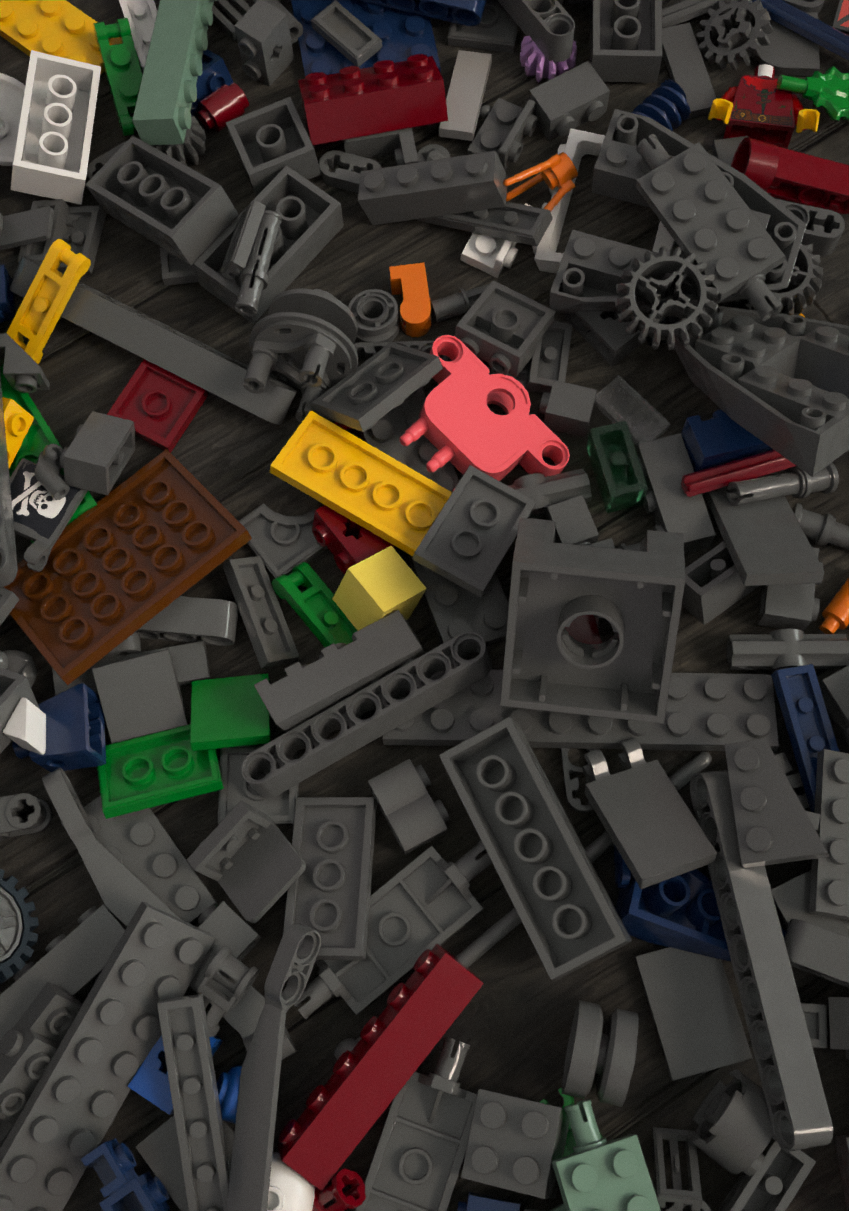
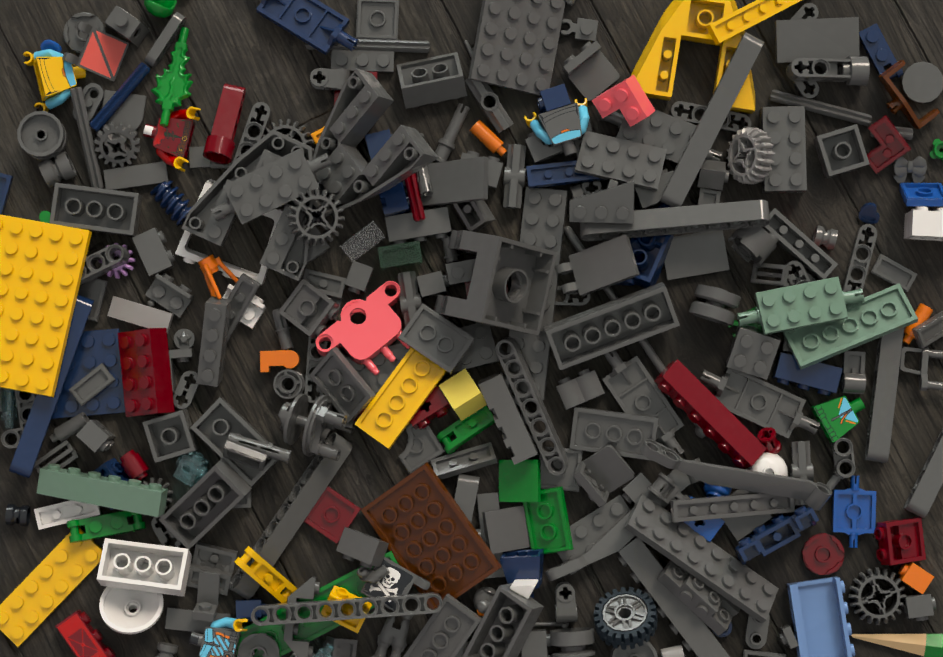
camera: 85 degrees left, 15 degrees up
(229, 175) = (191, 468): none -> clear light blue brick

